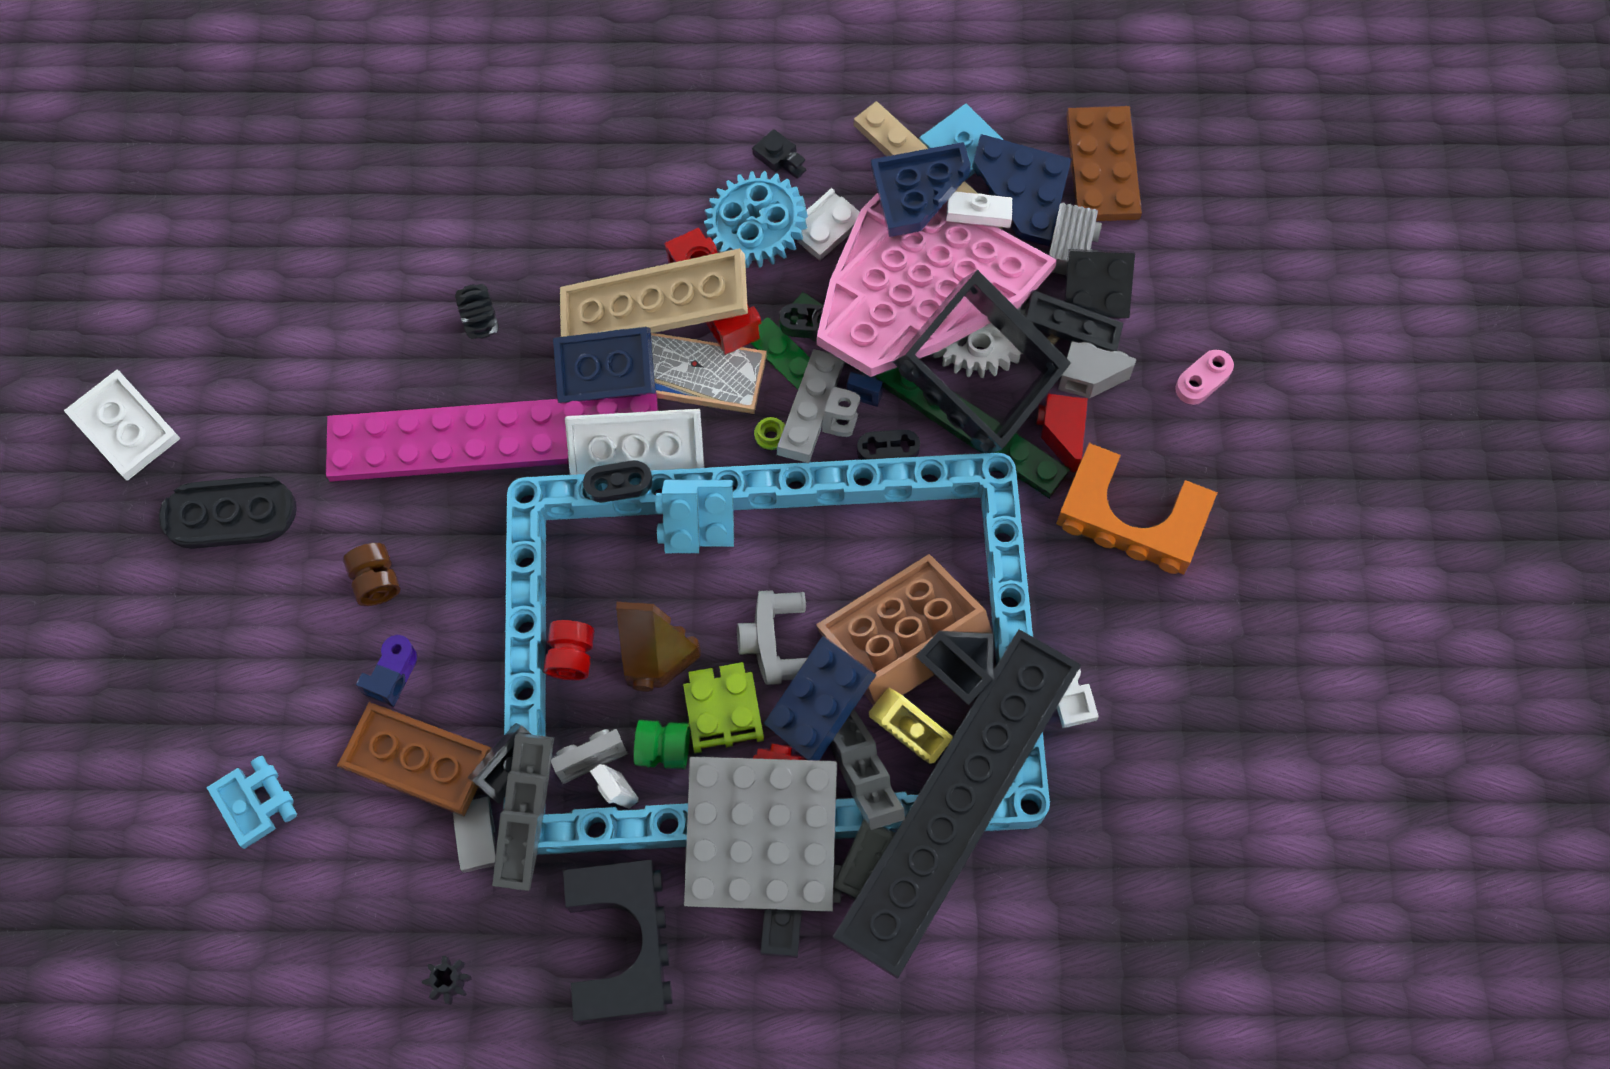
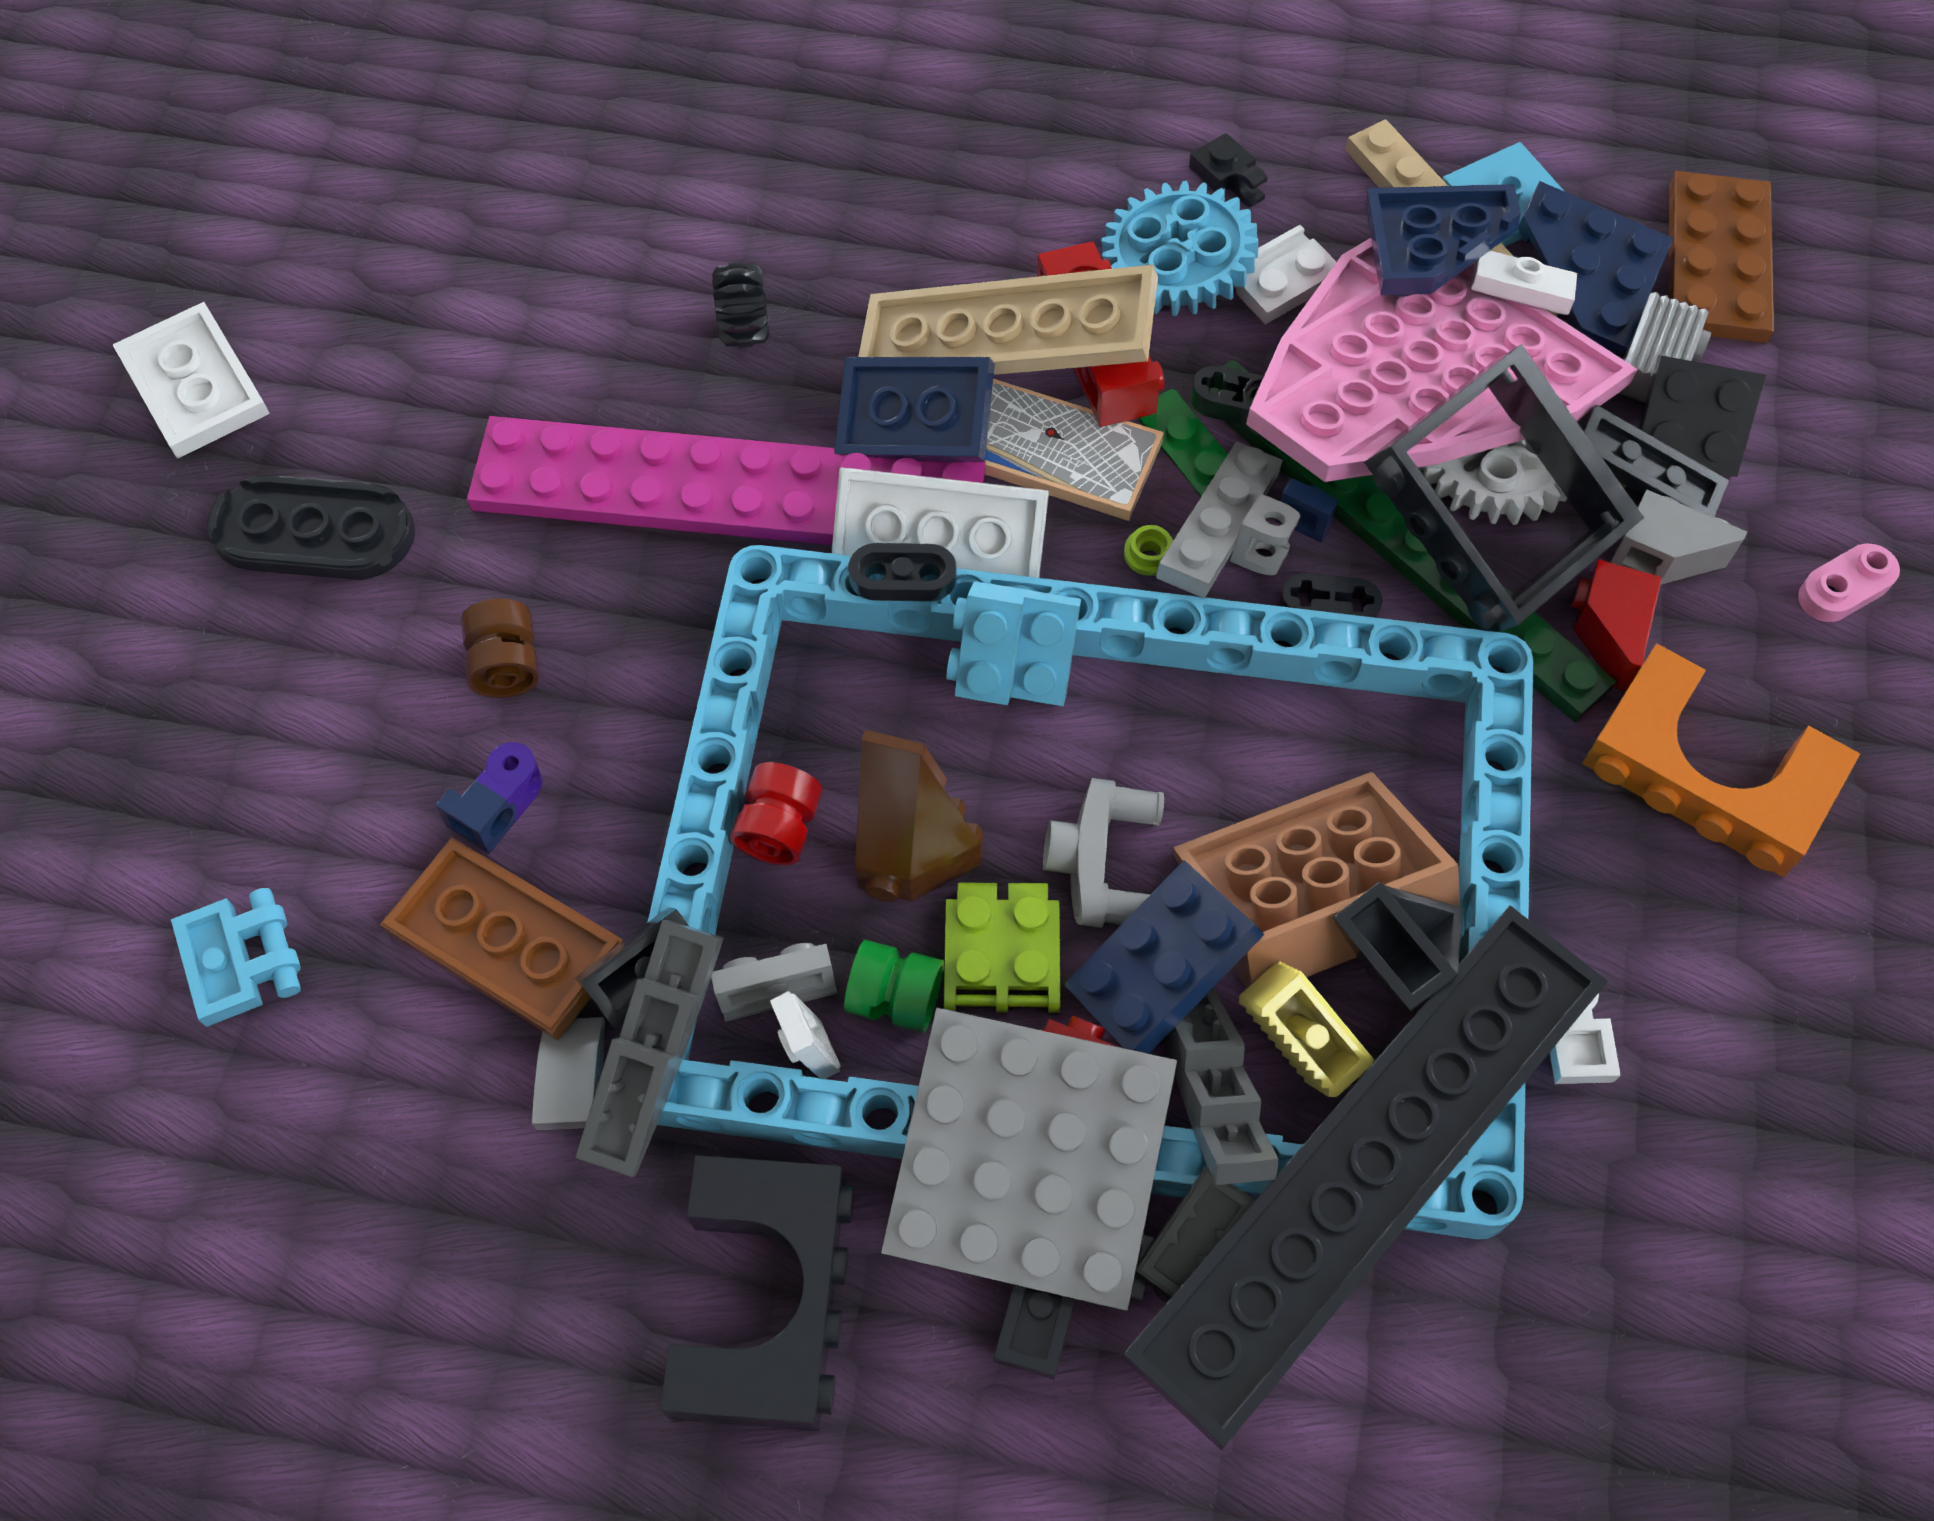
camera: 10 degrees right, 5 degrees down
(438, 985) = (455, 1304): black gear -> none

